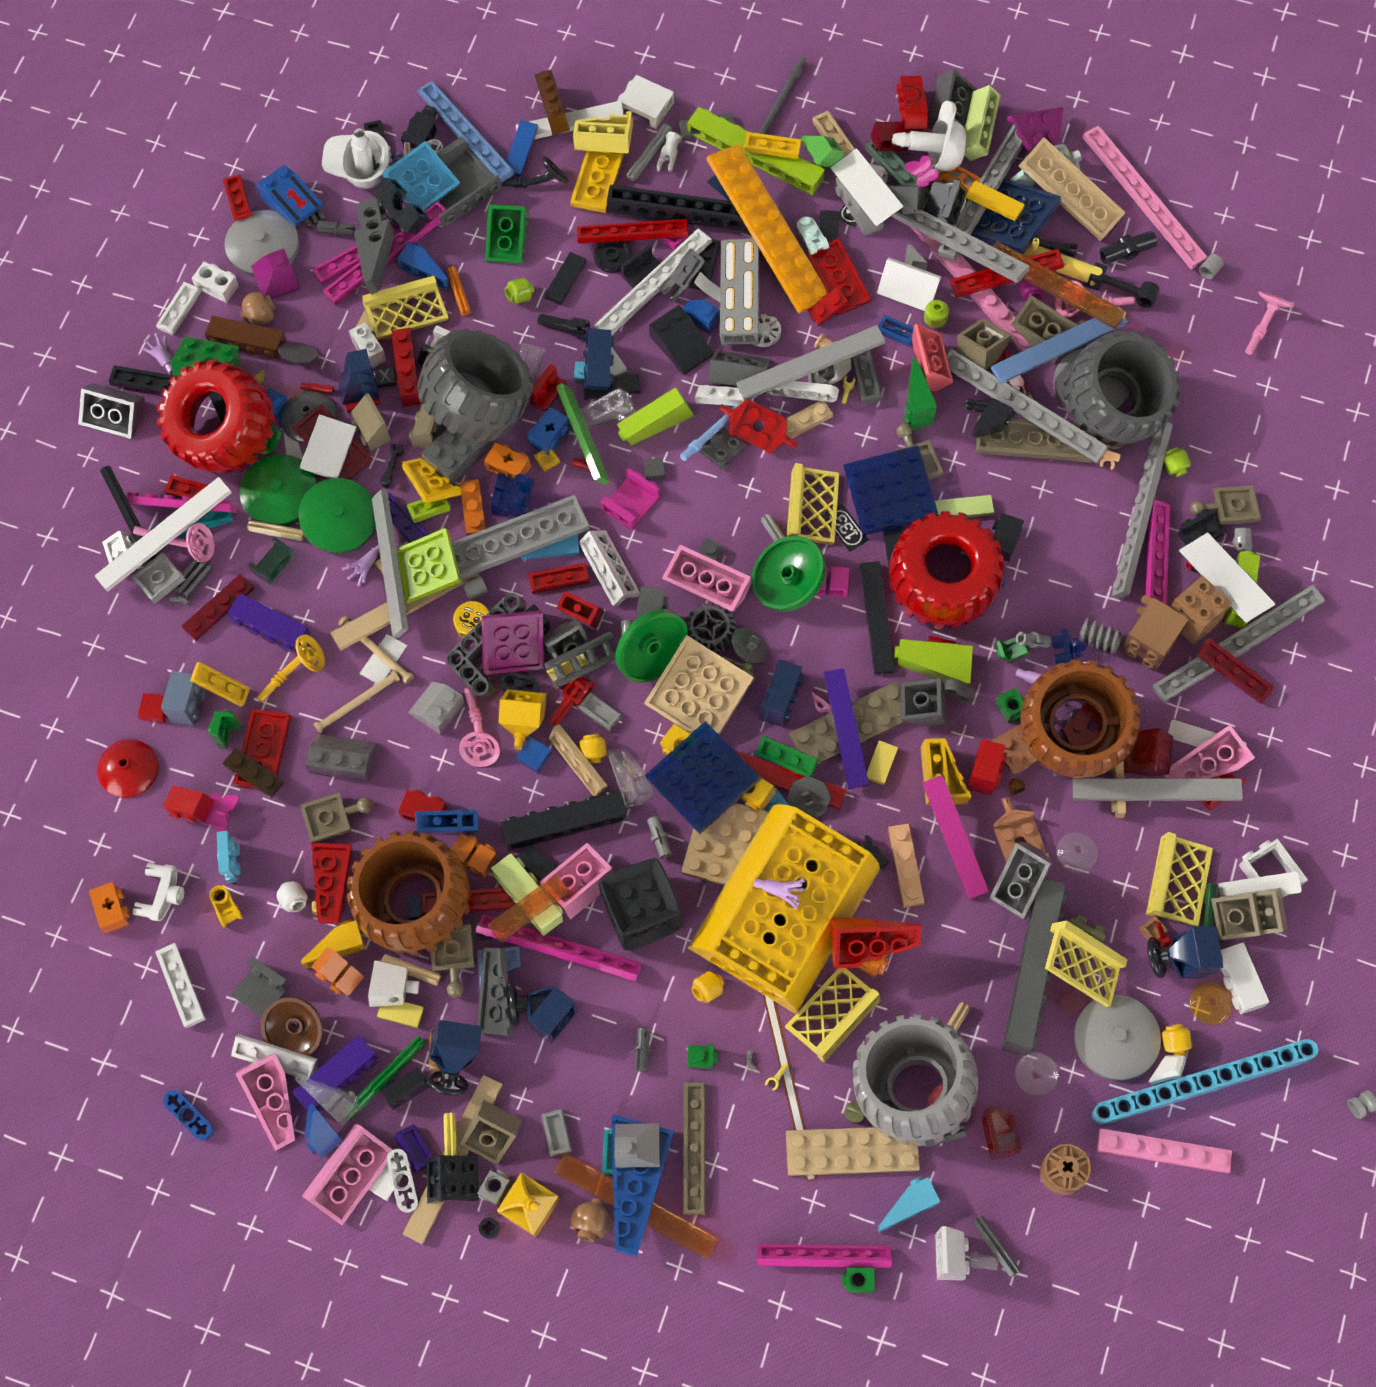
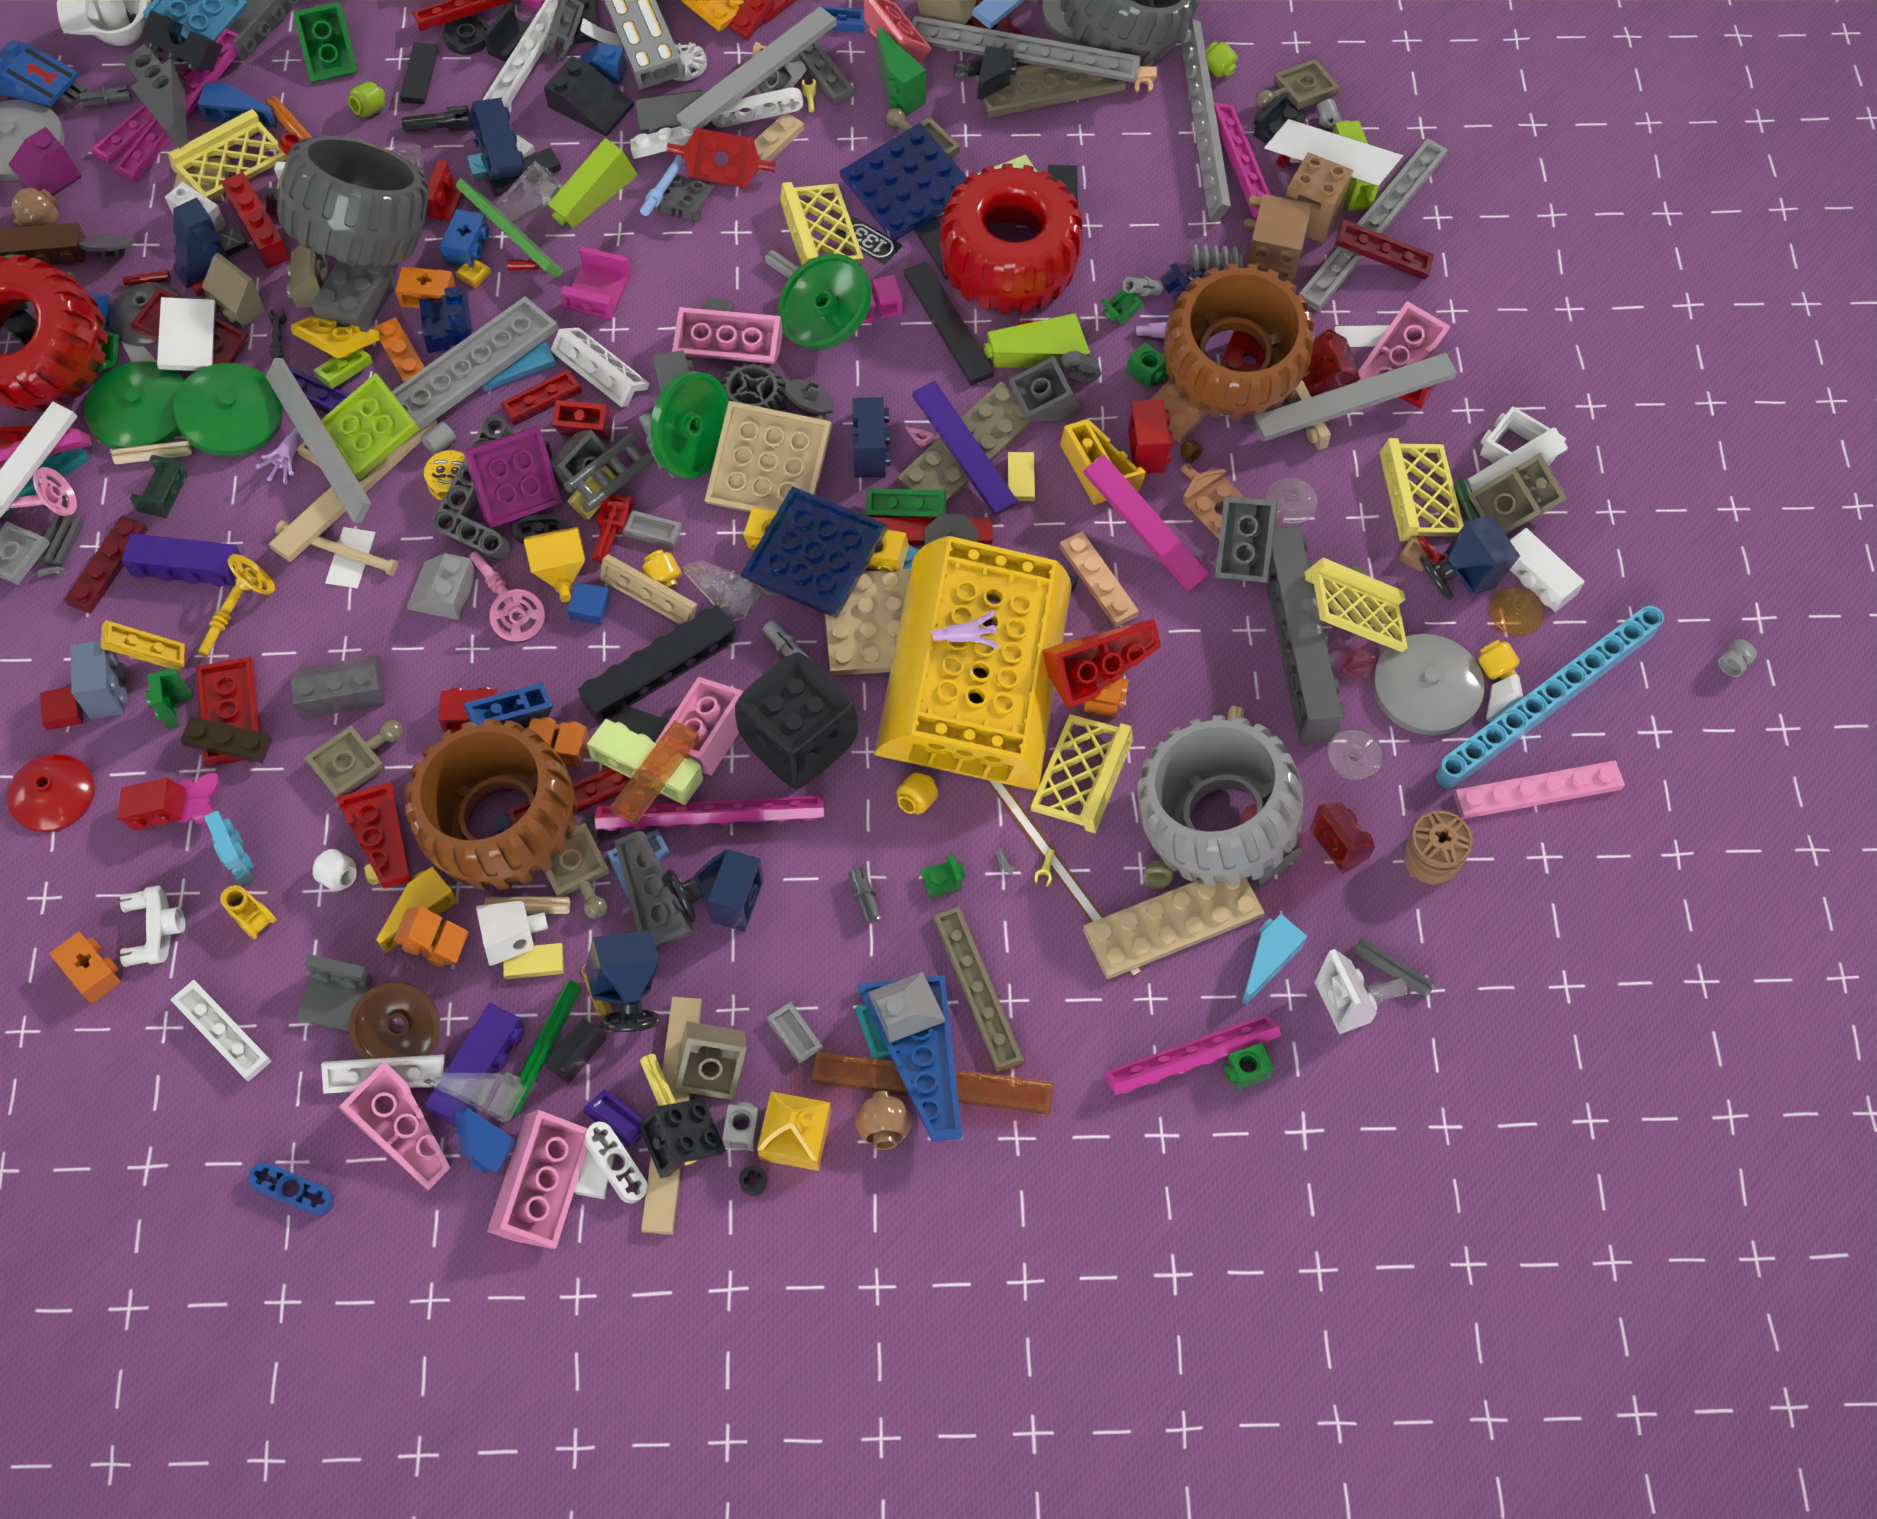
camera: 25 degrees left, 5 degrees down
(356, 702) = (371, 572): tan bar -> none
(452, 311) = (287, 141): none -> red plate
(654, 468) = (612, 242): dark grey tile -> none

